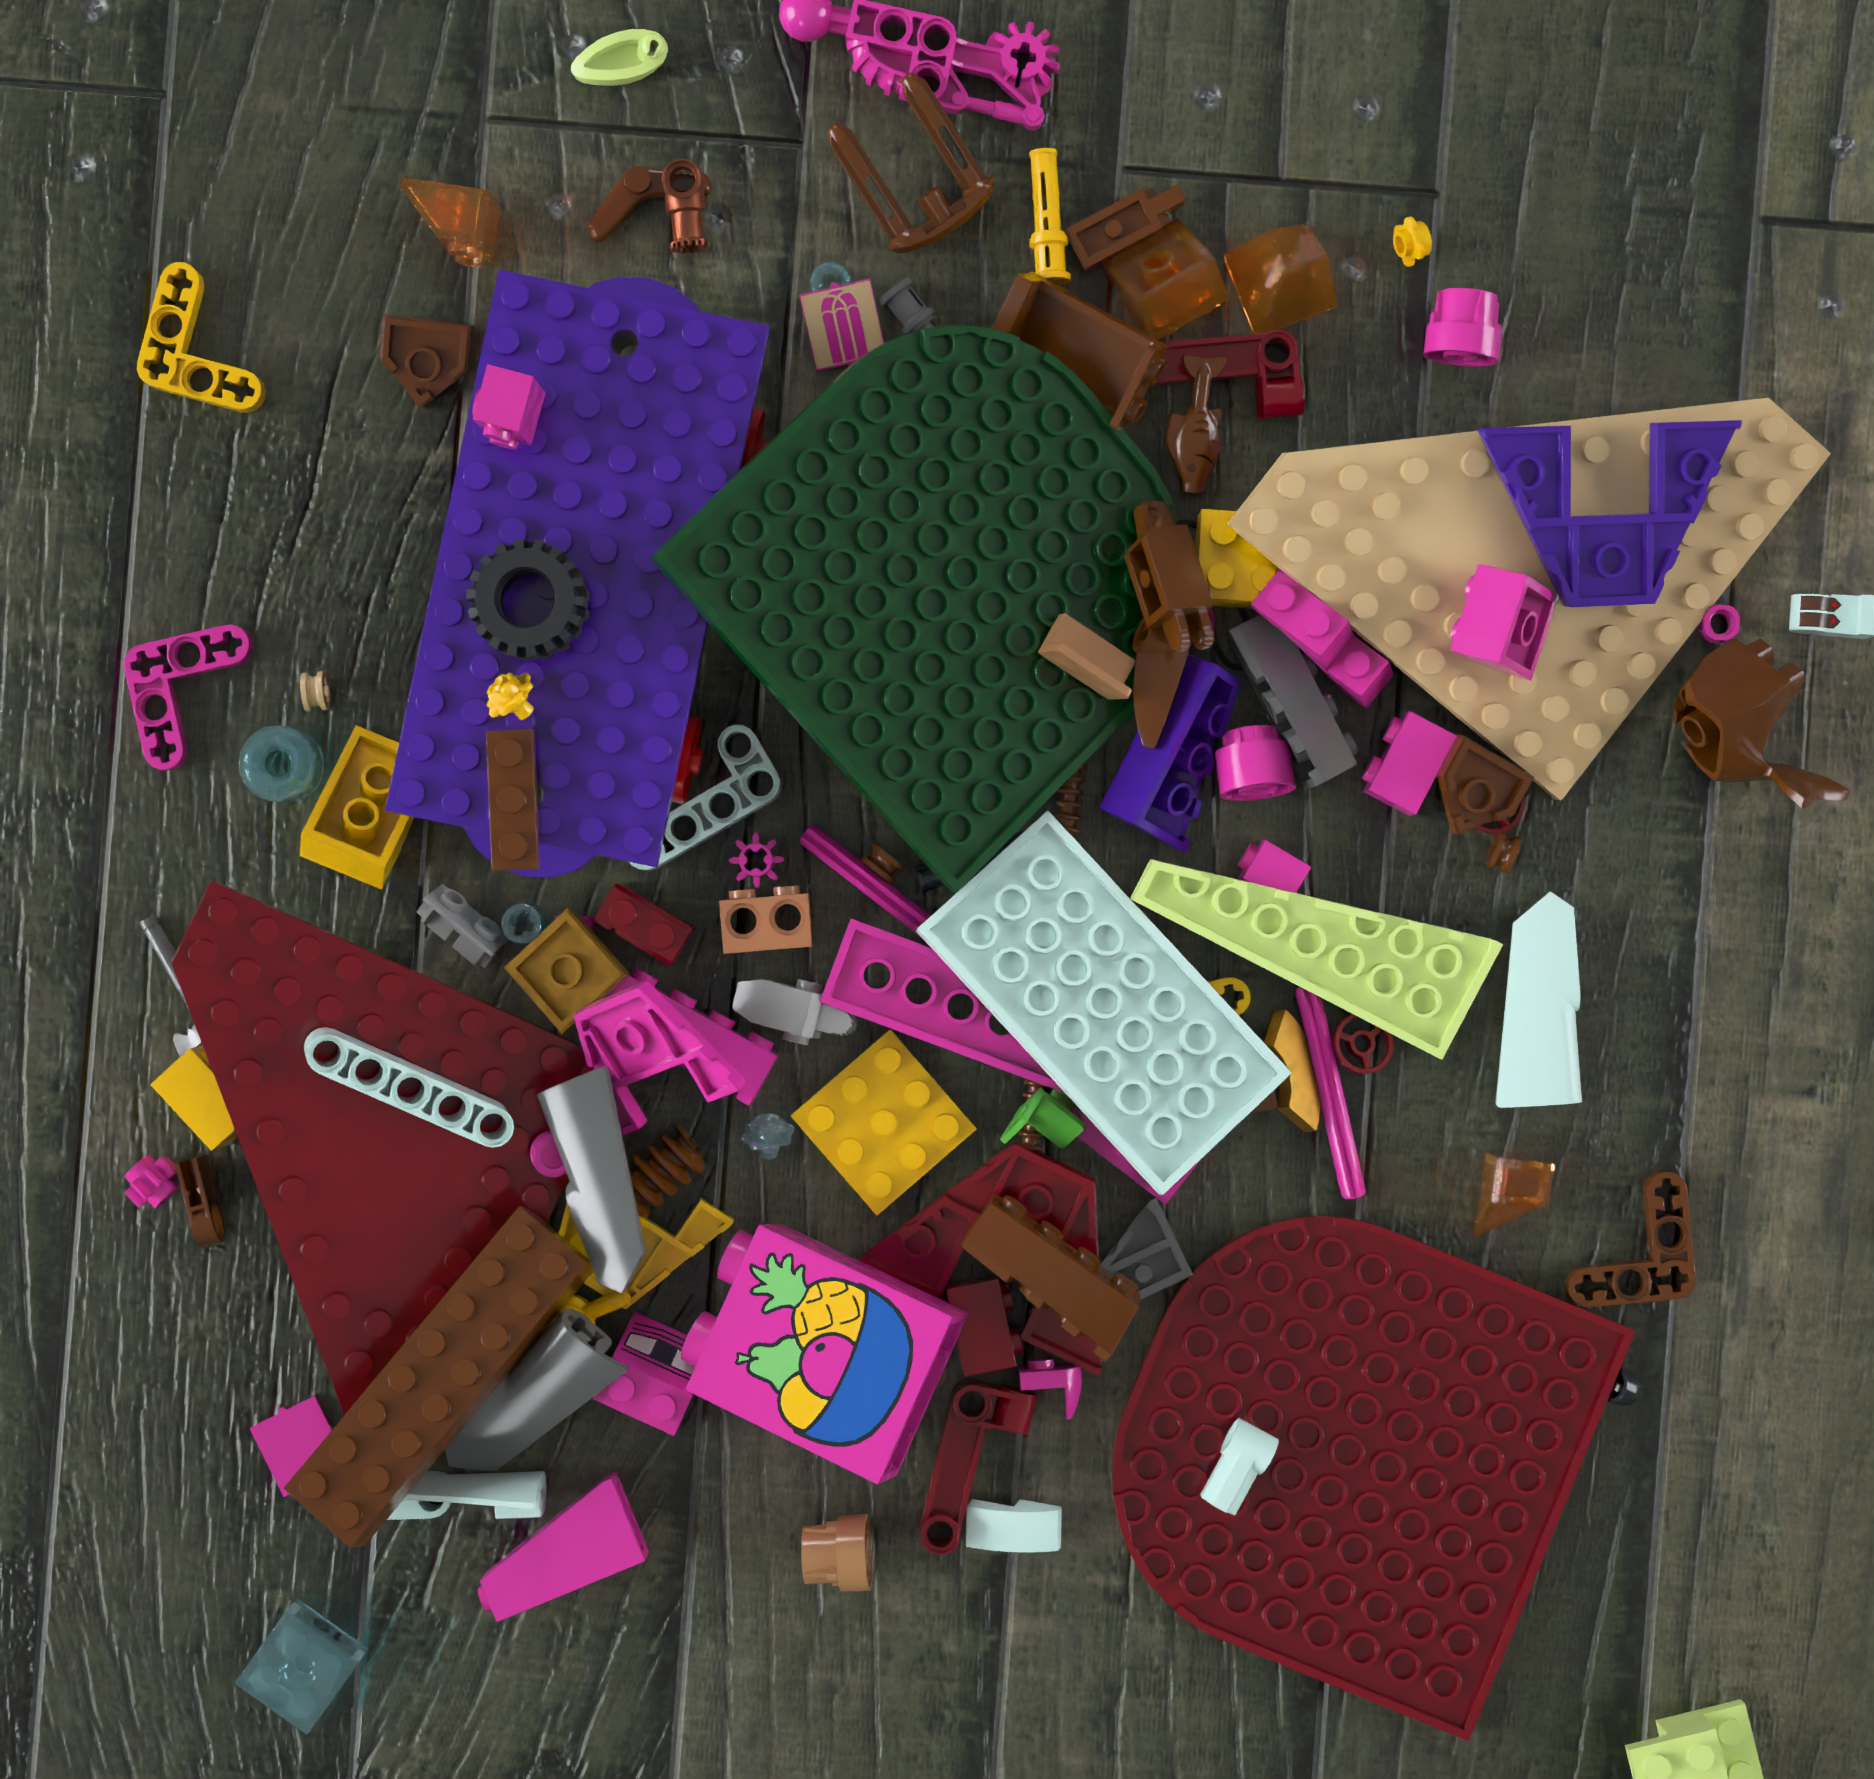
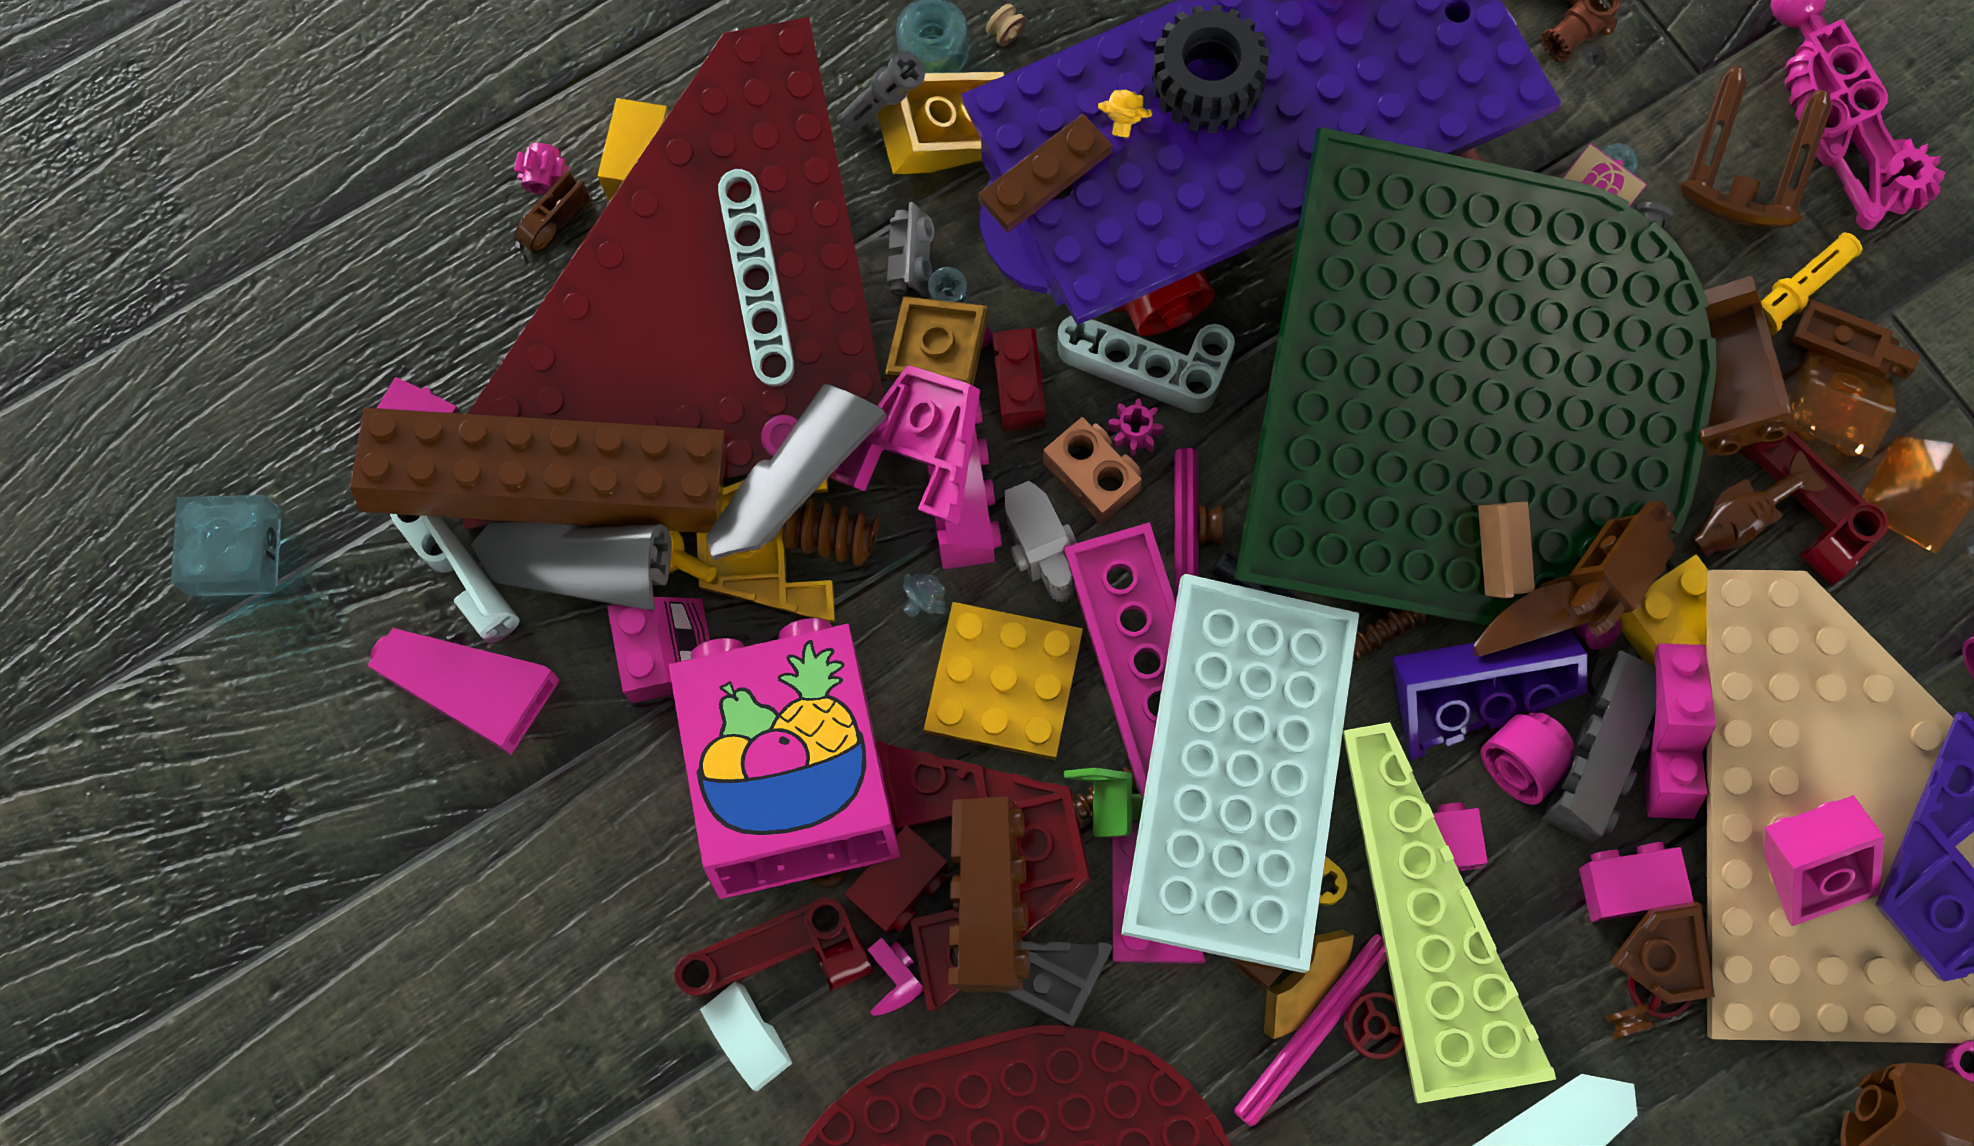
camera: 55 degrees right, 15 degrees down
(312, 850) = (886, 88): none -> dark grey pin
(839, 1553) = (619, 902): medium nougat piece -> none

